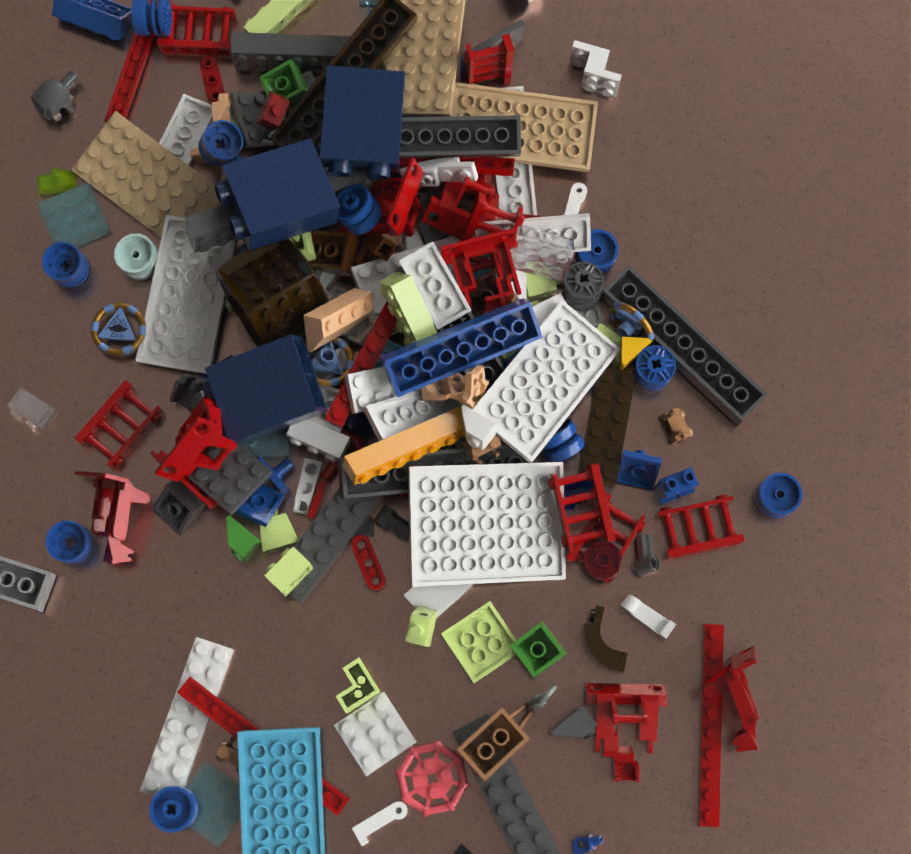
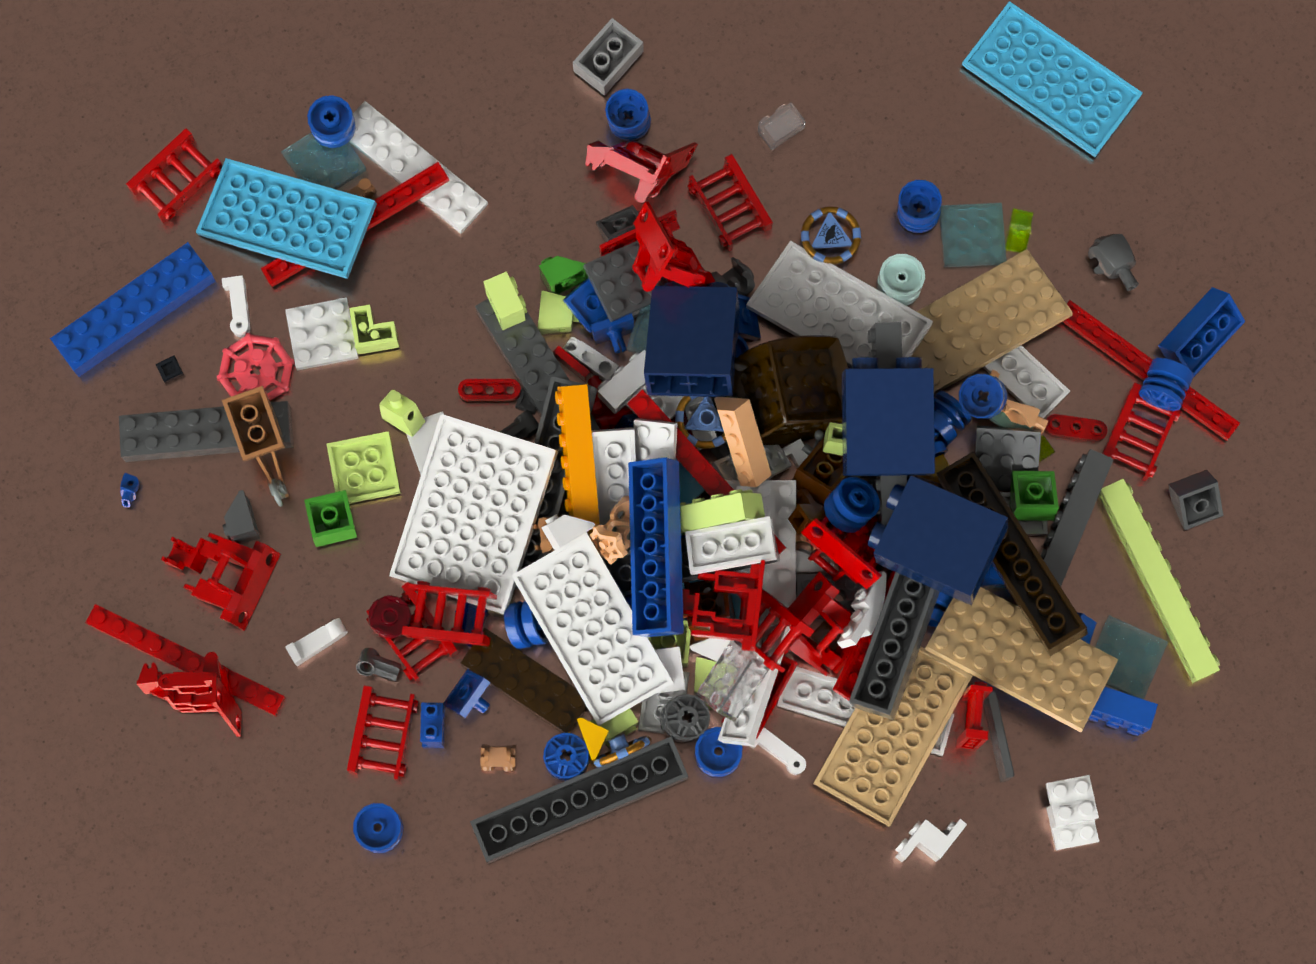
camera: 115 degrees right, 0 degrees up
(273, 111) = (1000, 464): red torso -> none
(602, 654) = (306, 577): dark brown arch -> none

